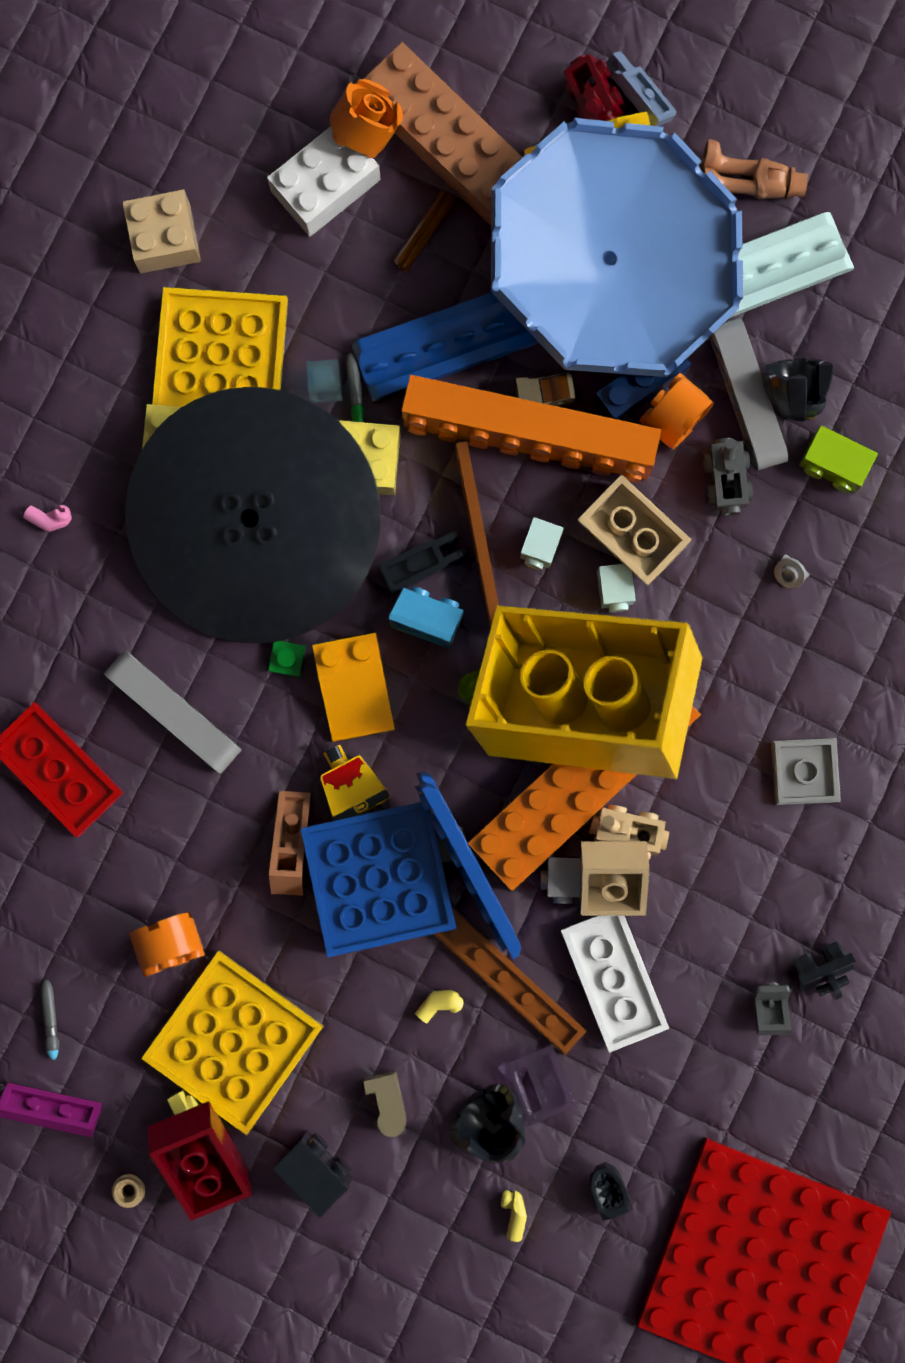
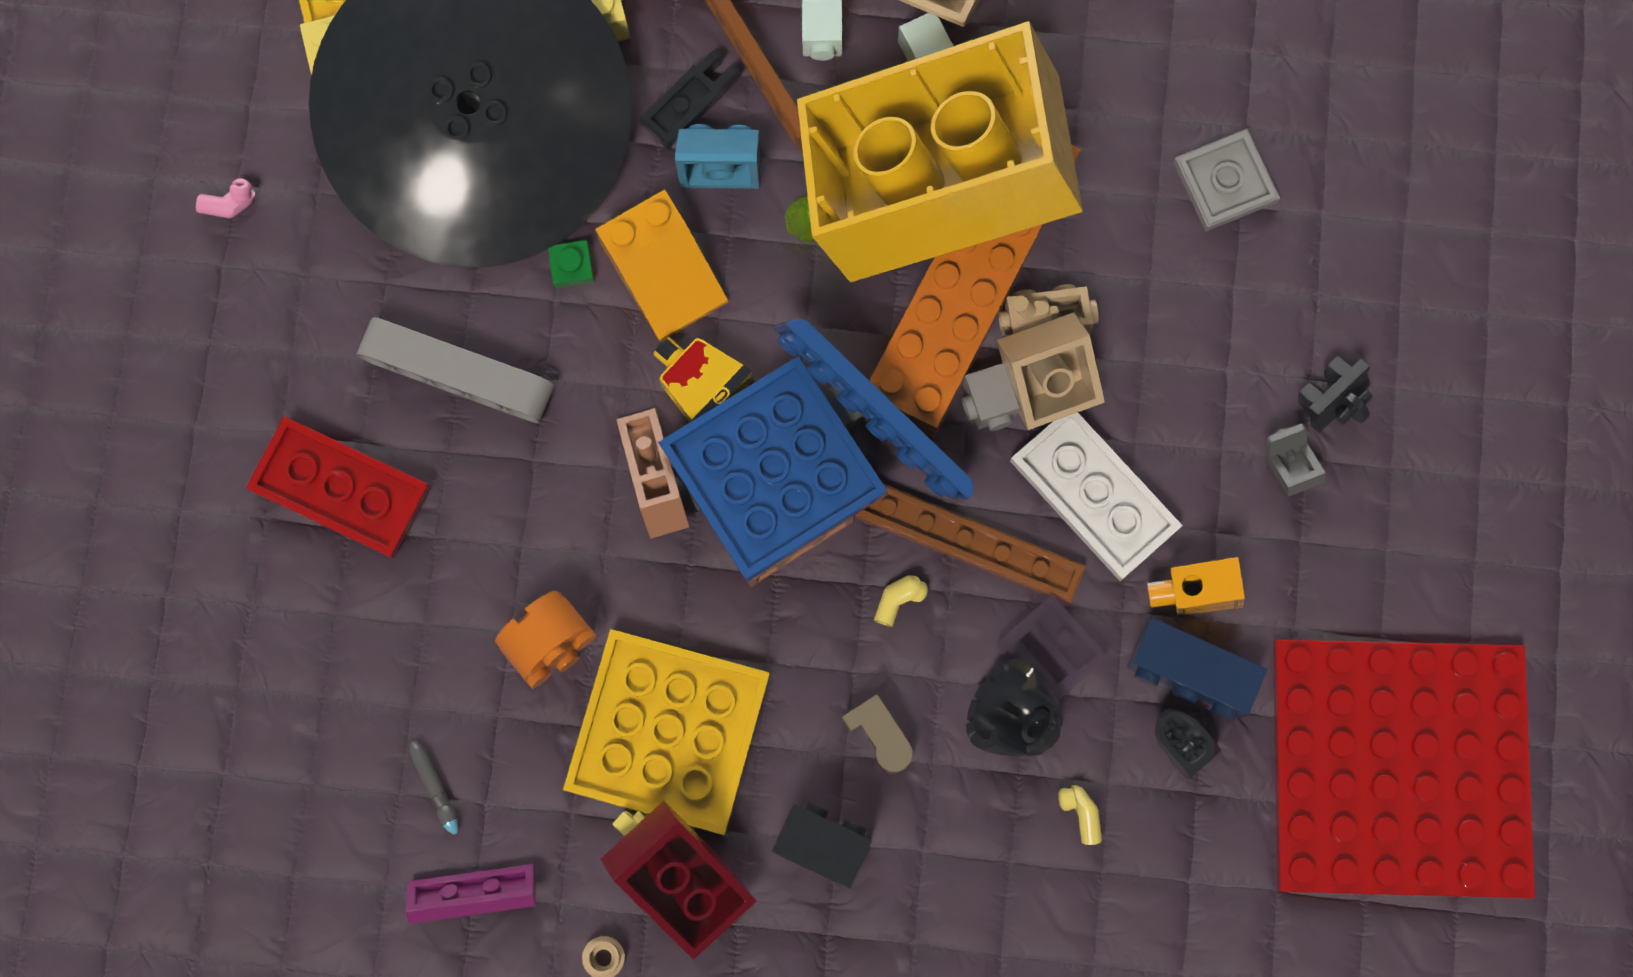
camera: 20 degrees left, 5 degrees down
(638, 1141) = (1196, 670): none -> dark blue brick
(678, 1086) = (1219, 584): none -> light orange torso

